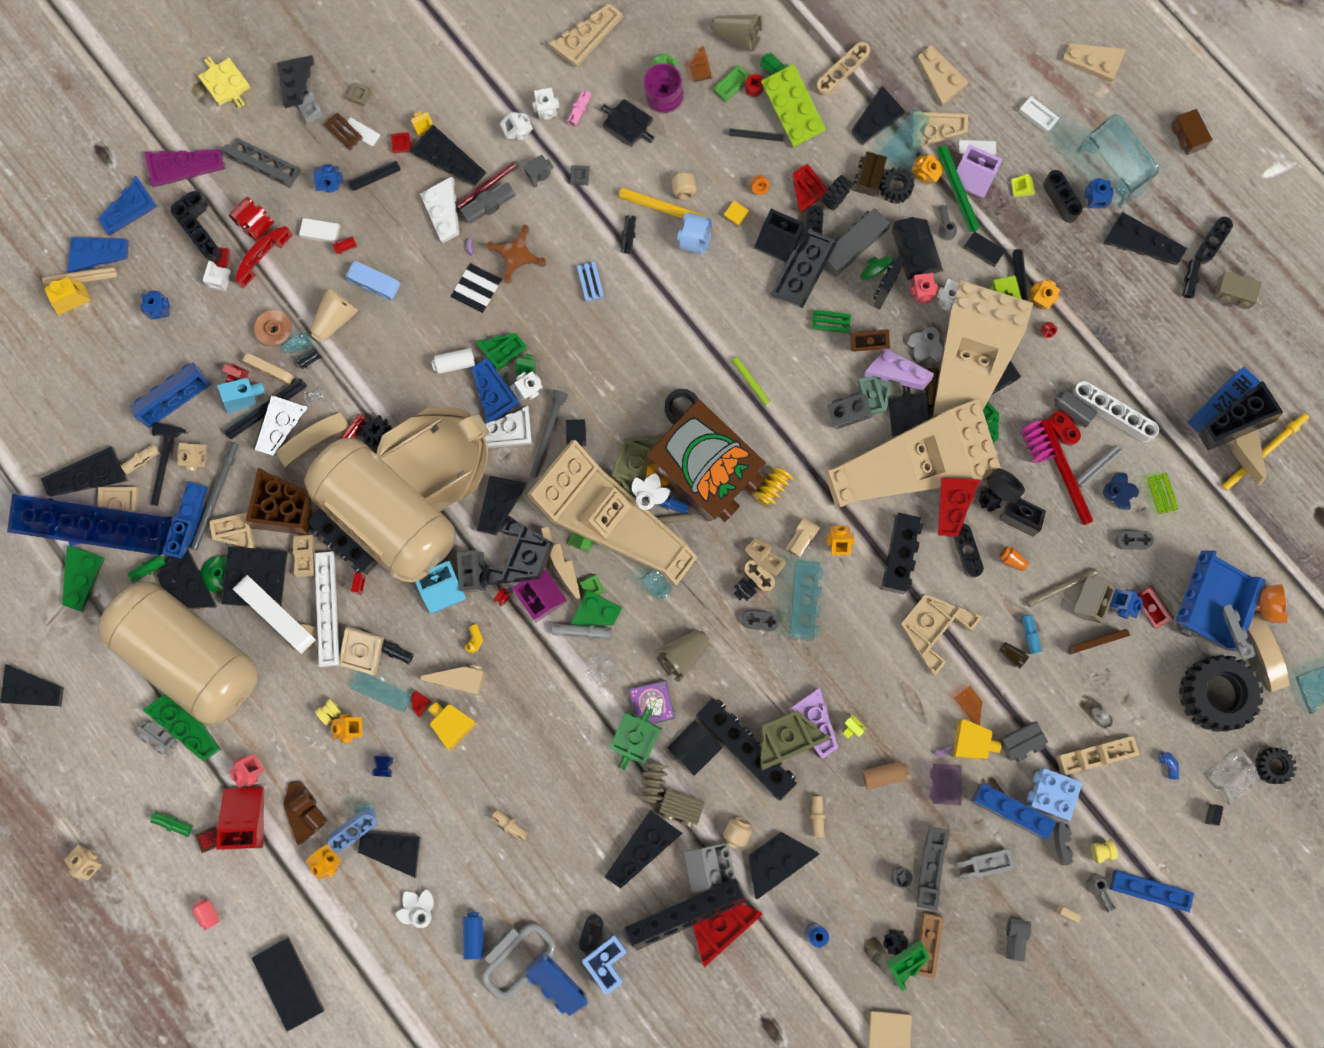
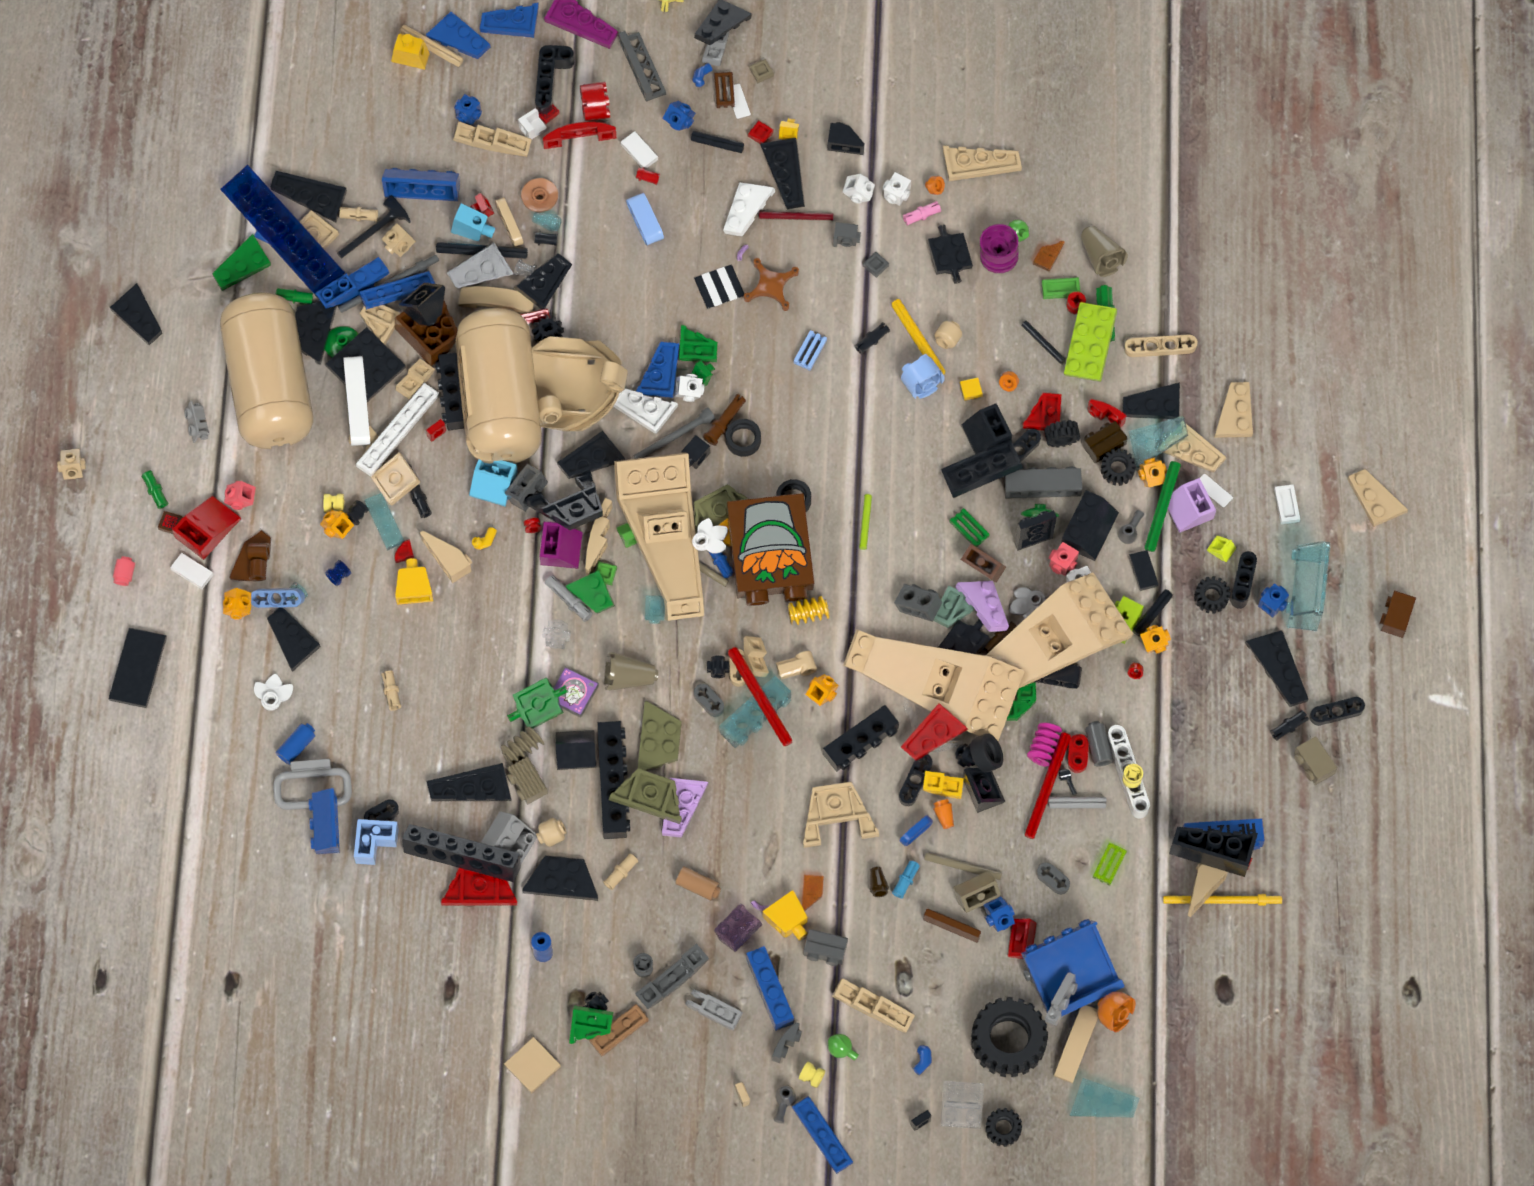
camera: 40 degrees right, 10 degrees down
(183, 727) = (222, 428): green wing -> none
(195, 314) = (492, 140): none -> tan slope
(226, 495) = (394, 290): none -> blue tile
(260, 490) = (424, 303): none -> black slope
(261, 864) = (191, 571): none -> white tile
(313, 133) = (699, 74): none -> blue arm
(331, 315) = (592, 219): tan cone -> none
(337, 393) = (544, 281): none -> black wing
(353, 703) = (357, 512): none -> black bush
(436, 493) = (549, 409): none -> tan head
(453, 361) = (652, 326): white brick -> none
(471, 97) = (844, 139): none -> black slope
(487, 202) = (785, 229): dark grey piece -> none
(570, 78) = (935, 185): none -> orange tile
(576, 397) = (720, 426): none -> reddish brown pin
(601, 377) = (743, 424): none -> black tyre
(750, 684) = (658, 738): none -> olive wing
(802, 587) = (760, 696): none -> red axle
(844, 152) = (1101, 409): none -> red slope
(854, 726) = (707, 831): neon yellow tile -> none
(992, 537) = (943, 785): none -> yellow slope
(1006, 590) = (914, 832): none -> blue tile
(1018, 934) = (692, 1076): dark grey piece -> none
(1045, 235) = (1207, 604): none -> black tyre
(1054, 794) = (812, 1001): light blue brick -> none
(1073, 452) = (1066, 775): none -> black hand
(1105, 810) = (841, 1046): none -> bright green piece
(1123, 491) = (1079, 837): dark blue plate -> none
(1132, 409) = (1134, 772): none -> light yellow wheel

